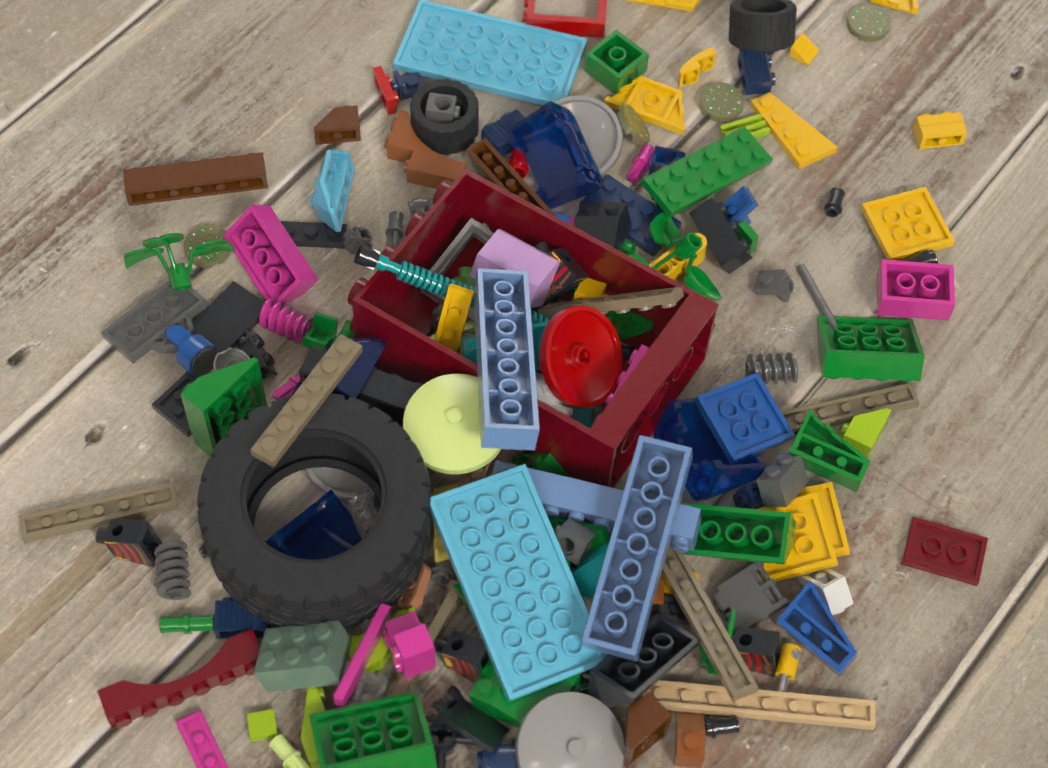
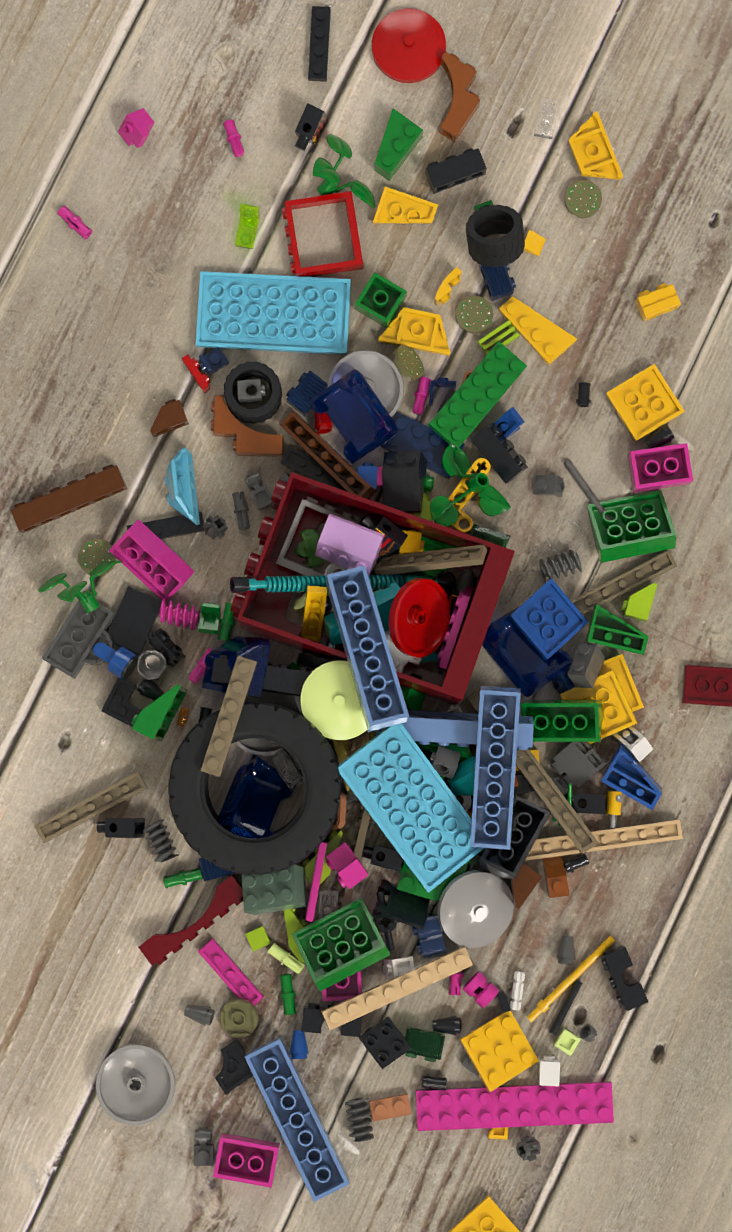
camera: 10 degrees left, 25 degrees up
(749, 234) = (520, 447): green tile -> none

